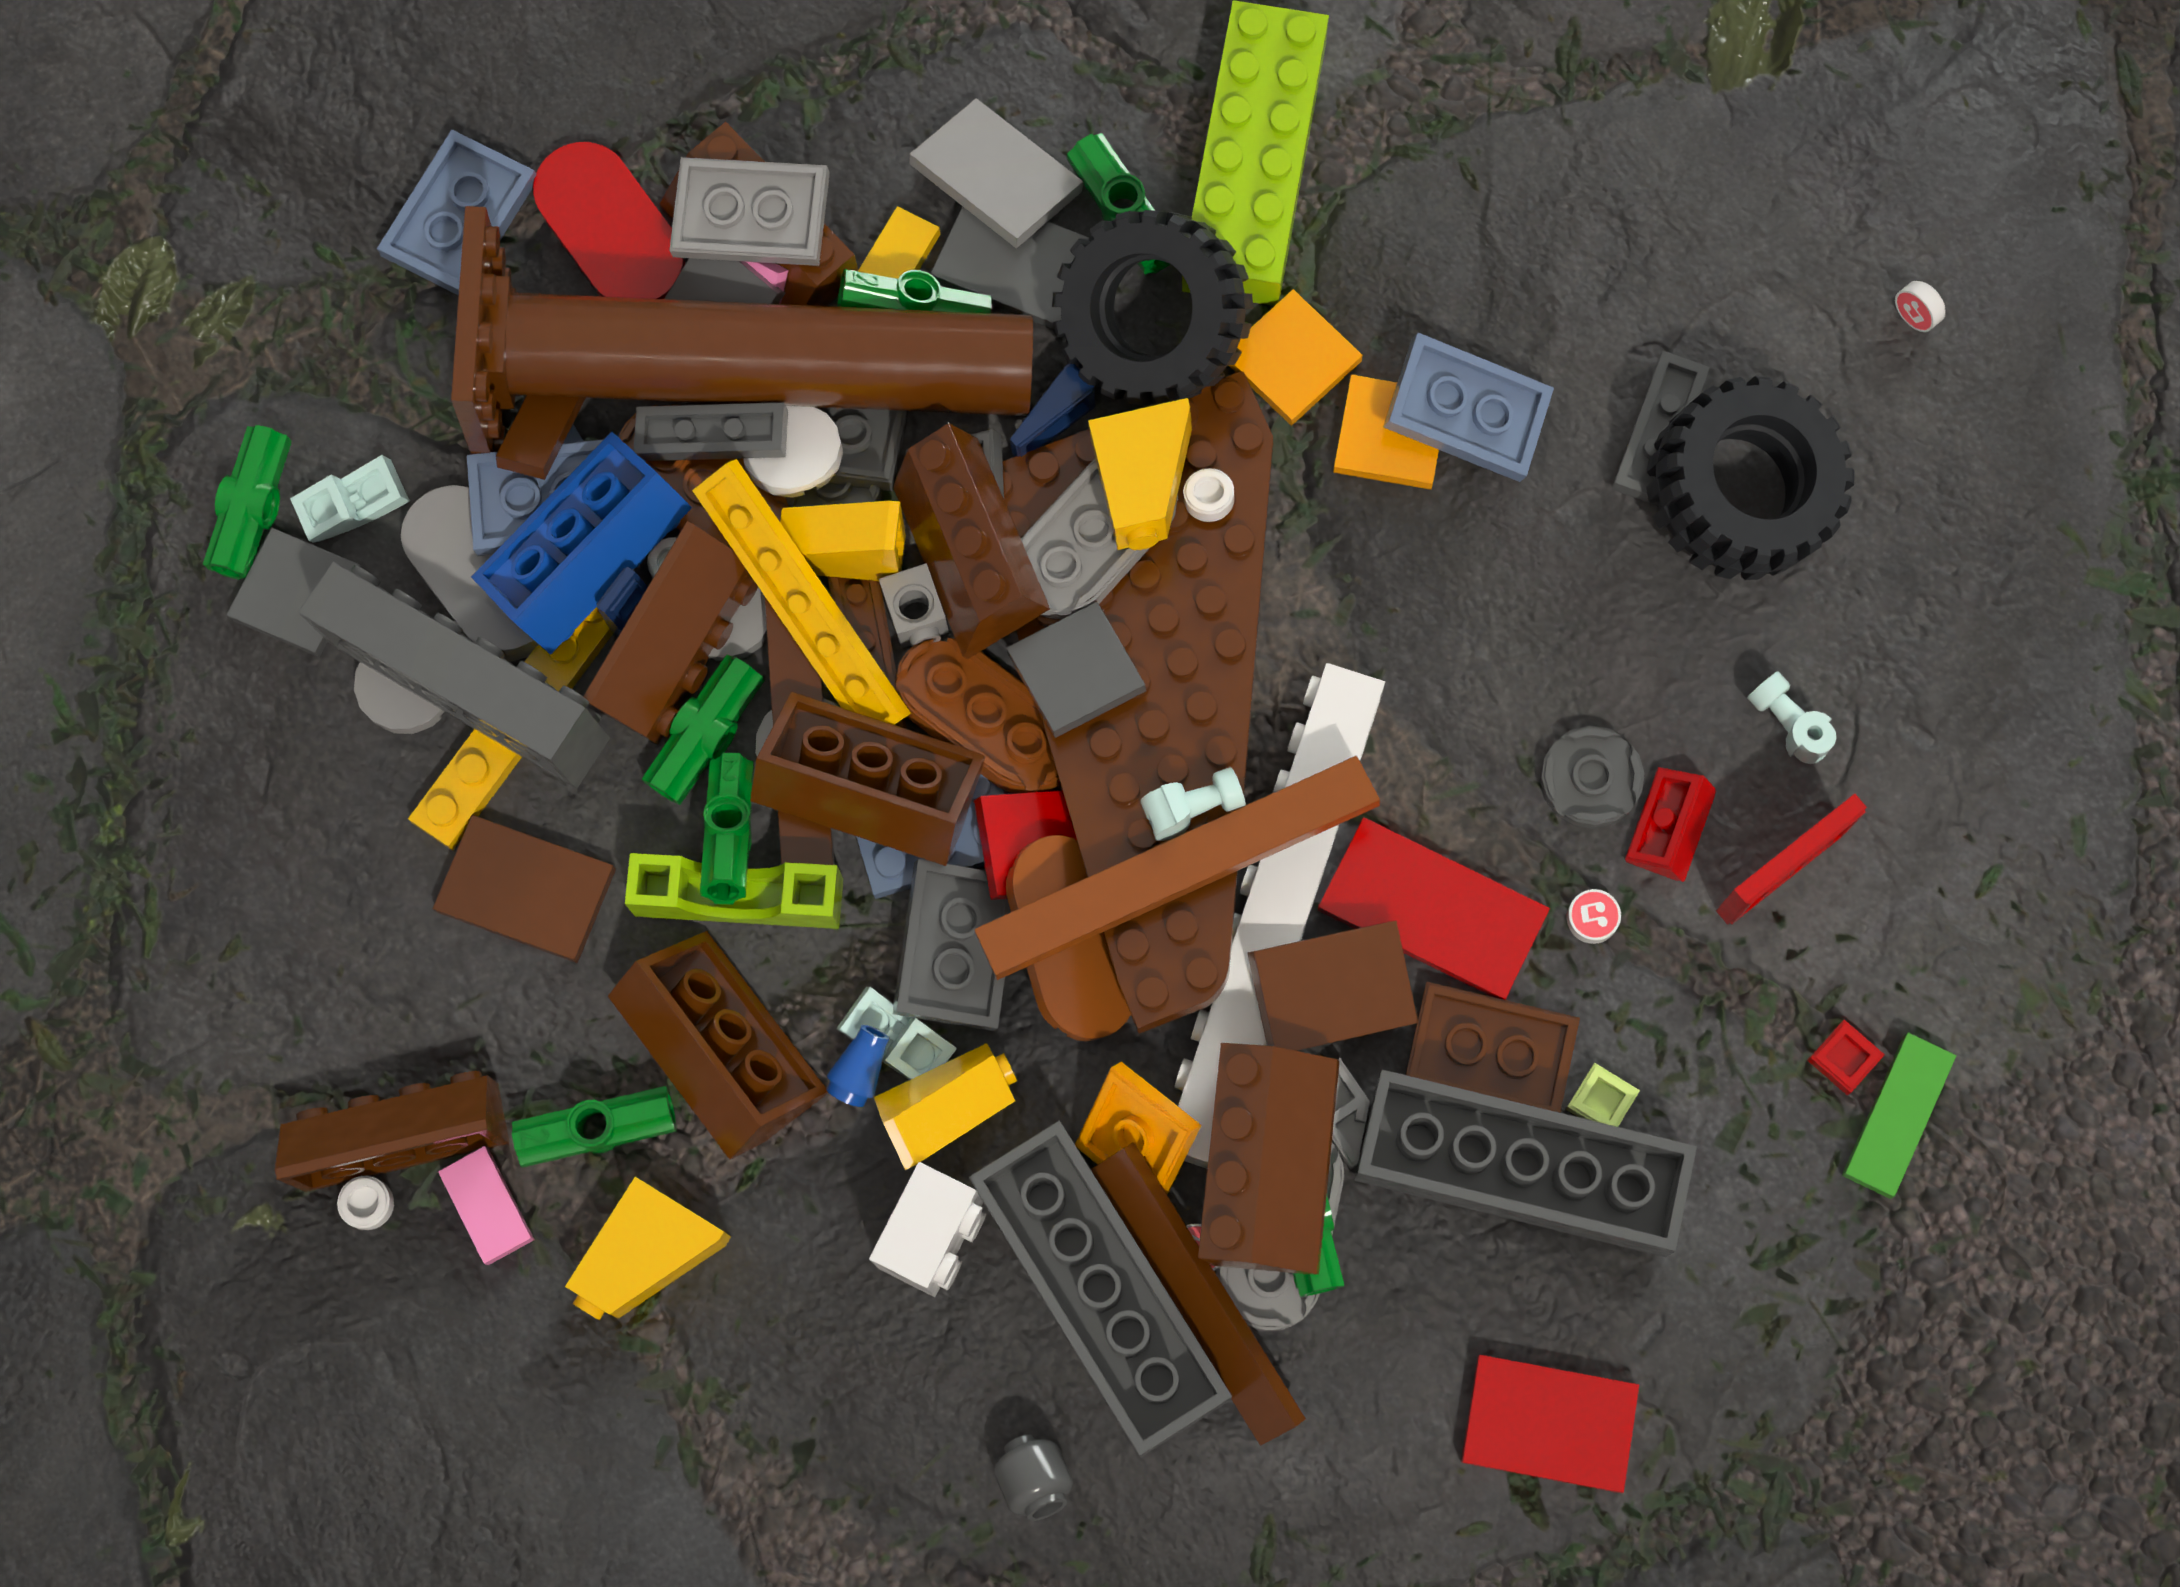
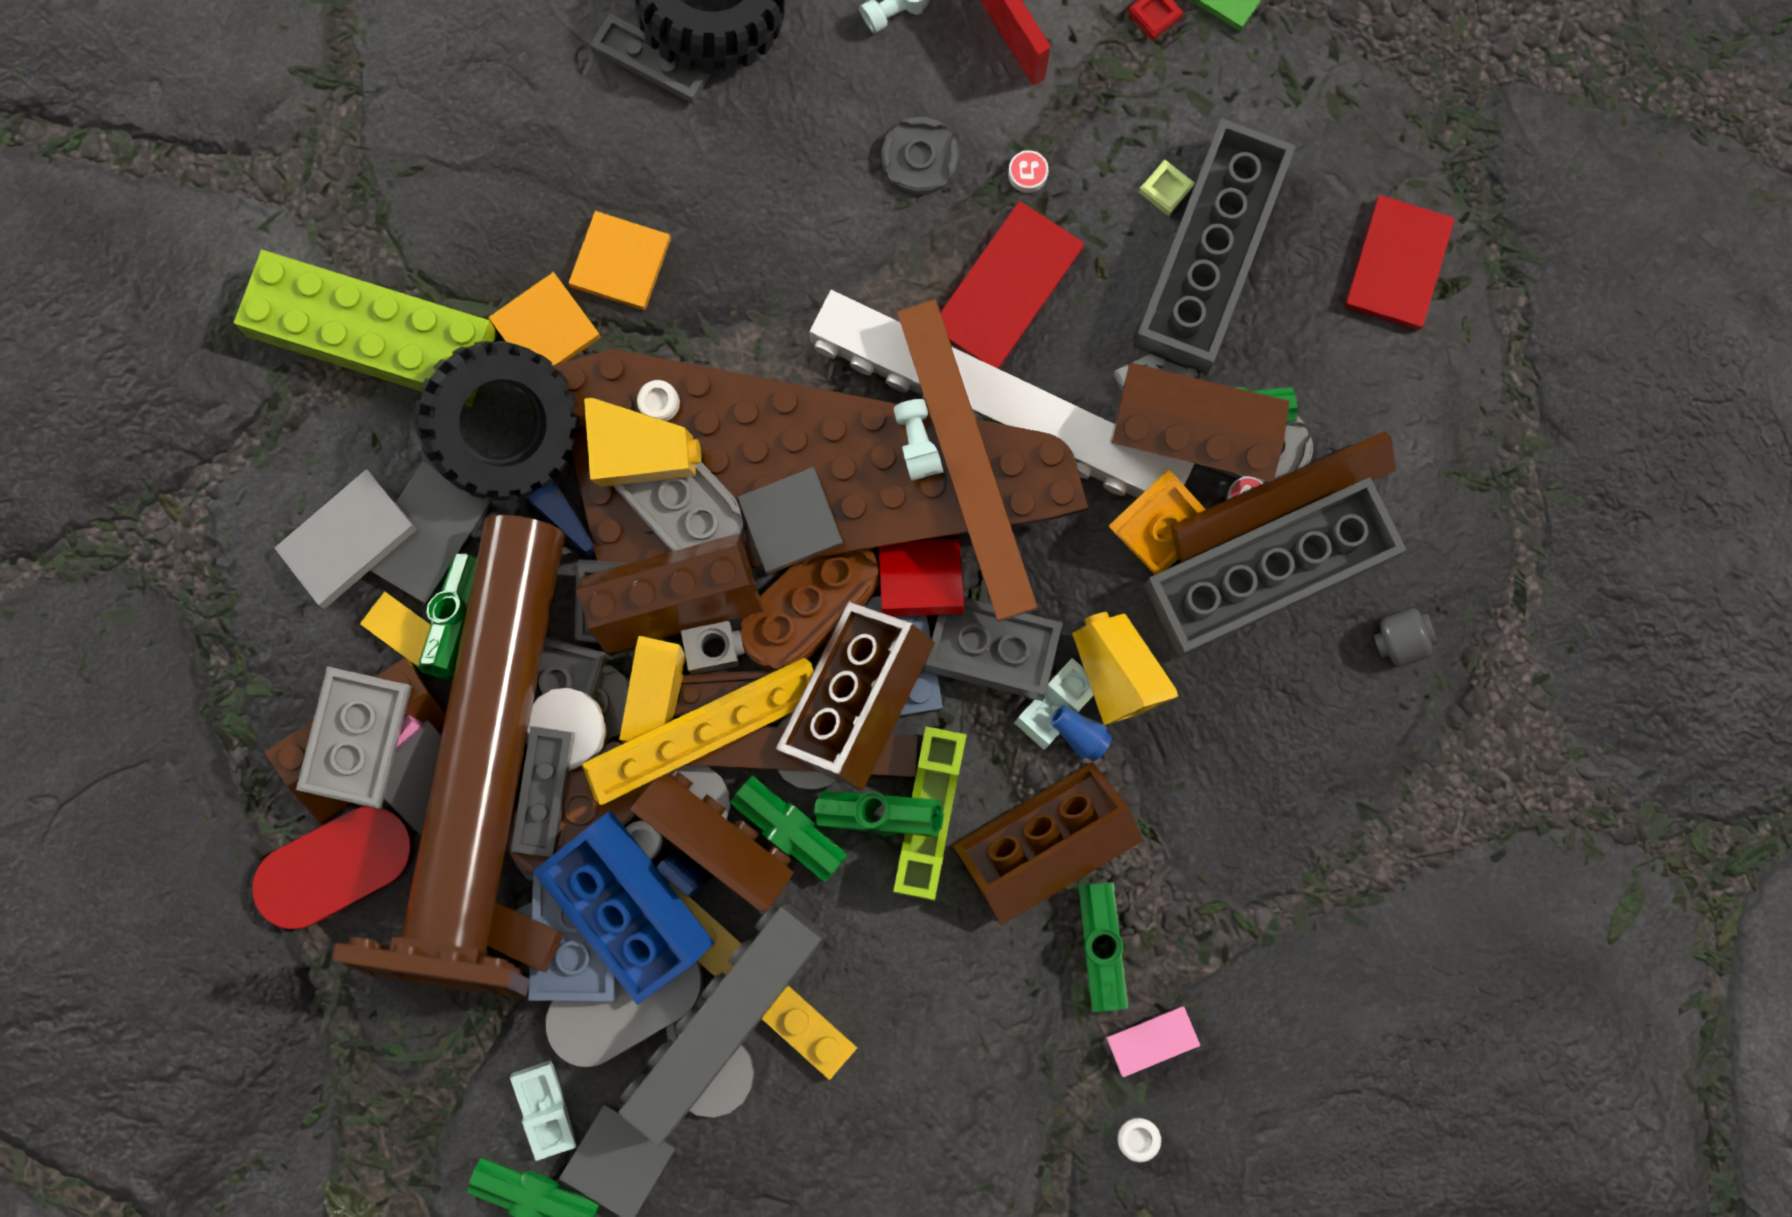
camera: 90 degrees left, 5 degrees up
(391, 1133) = (1091, 1111): reddish brown slope -> none
(431, 223) = (299, 996): sand blue plate -> none
(524, 888) = (899, 989): reddish brown tile -> none
(641, 1252) = (1205, 918): yellow slope -> none
(929, 1230) = (1220, 690): white brick -> none
(1078, 985) = (1046, 548): dark orange tile -> none
(1110, 181) = (367, 448): green piece -> none
(1333, 987) = (1066, 364): reddish brown tile -> none
(1468, 407) = (613, 196): sand blue plate -> none
(1493, 1046) = (1121, 261): reddish brown tile -> none
(1671, 823) = (963, 105): red slope -> none

